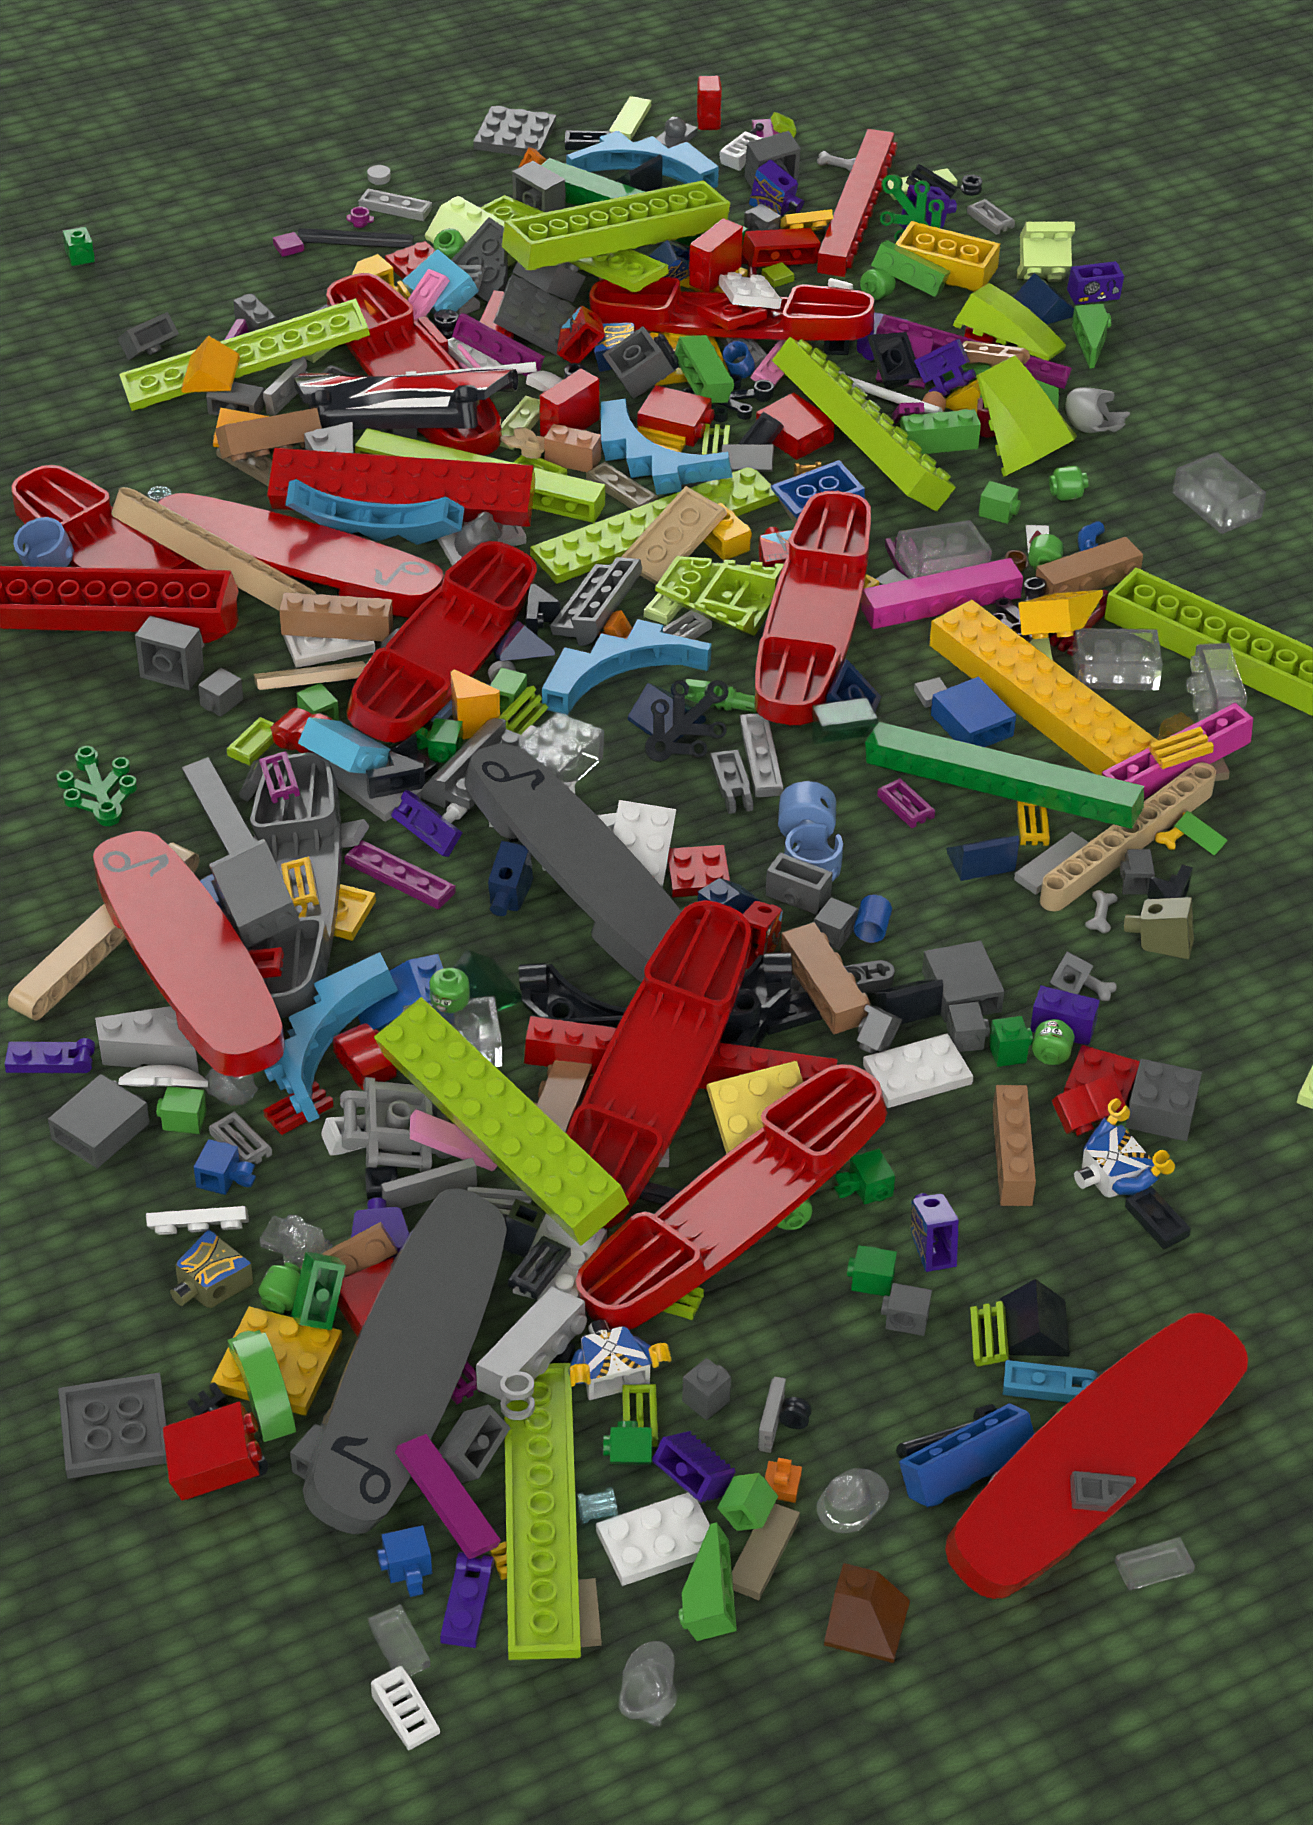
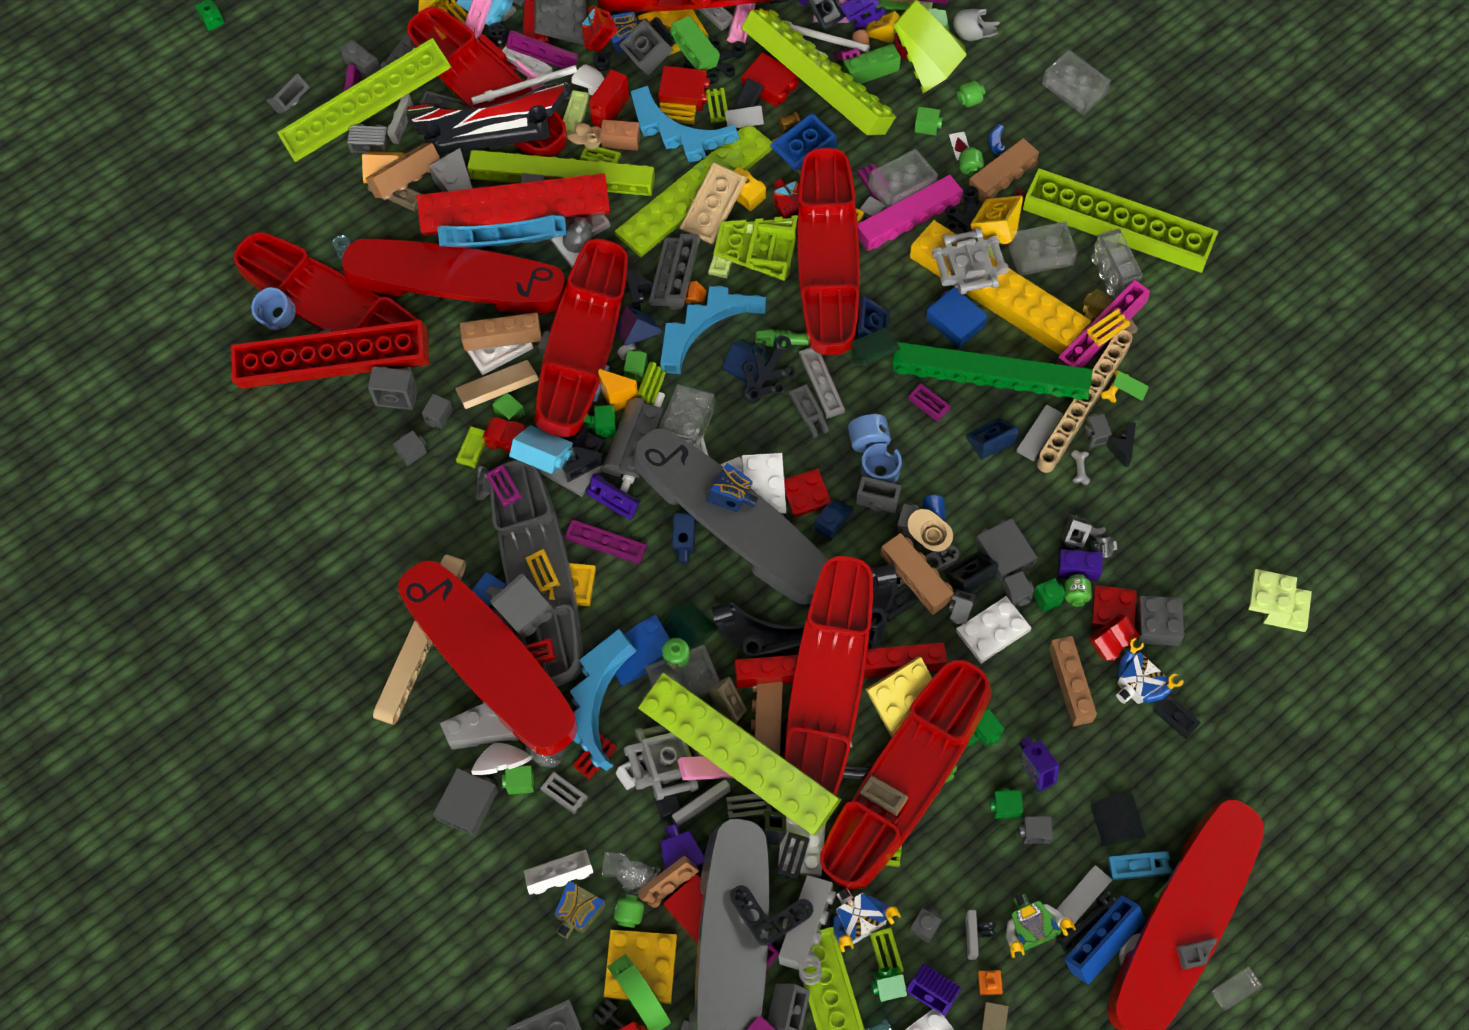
camera: 10 degrees left, 20 degrees up
(50, 1057) = (414, 753): dark purple plate -> none
(105, 810) = (377, 514): green plant -> none
(169, 724) = (410, 447): none -> dark grey brick
(204, 547) = (394, 292): tan beam -> none
(211, 368) = (344, 120): light orange slope -> none
(218, 805) = (478, 528): tile -> none
(221, 1166) = (558, 821): blue brick -> none
(318, 1290) = (656, 915): green brick -> none
(353, 832) = (565, 515): light grey tile -> none
(362, 1056) = (625, 705): red brick -> none
(469, 1319) = (763, 921): none -> black beam
(508, 1060) = (727, 699): none -> dark tan slope
(589, 826) = (732, 490): none -> torso
(621, 486) = (662, 160): dark tan tile -> none
(692, 630) = (746, 285): light grey tile -> none
(693, 1217) = (884, 795): none -> dark tan tile
(738, 349) = (711, 20): blue piece -> none
(748, 1501) = (975, 1009): bright green brick -> none
(765, 928) = (863, 538): red torso -> none
(852, 1500) = (1037, 984): clear piece -> none
(858, 933) = (930, 530): none -> tan piece
(868, 1419) = (1034, 925): none -> torso
(926, 689) = (922, 300): light grey tile -> none
(952, 1405) = (1084, 894): none -> light grey tile
(987, 1313) = (1087, 817): lime tile -> none
(1005, 643) = (969, 261): none -> light grey brick
(1018, 558) = (951, 168): reddish brown plate -> none
(1033, 836) = (1020, 413): yellow tile -> none
(1109, 999) = (1104, 544): none -> dark grey gear
(1164, 926) = (1127, 476): olive torso -> none

